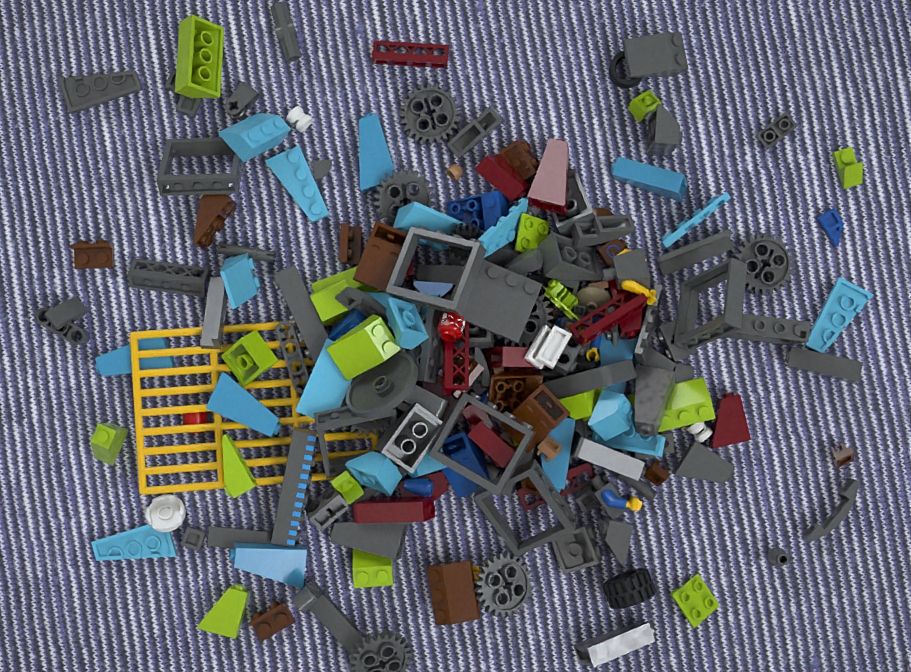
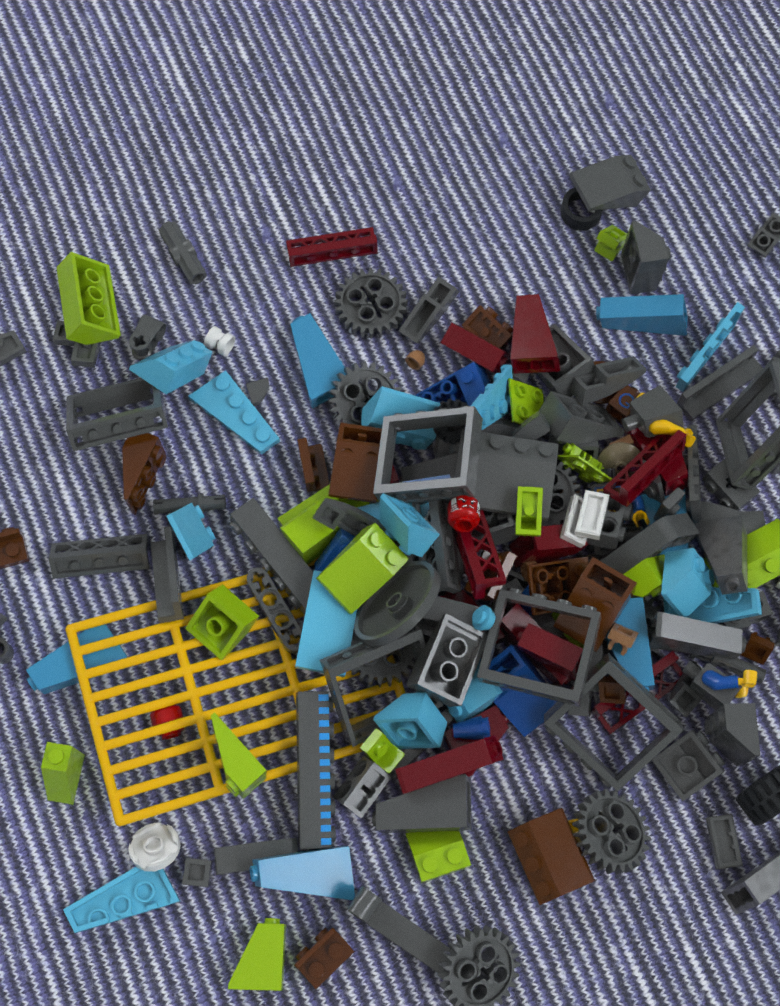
camera: 15 degrees left, 15 degrees down
(239, 405) = (226, 683): dark azure slope -> none
(445, 412) = (483, 618): none -> medium azure plate
(483, 377) = (516, 575): dark grey slope -> none
(502, 336) = (529, 511): none -> lime slope
(585, 610) = (724, 841): none -> dark grey plate
(618, 352) = (670, 504): none -> dark grey plate

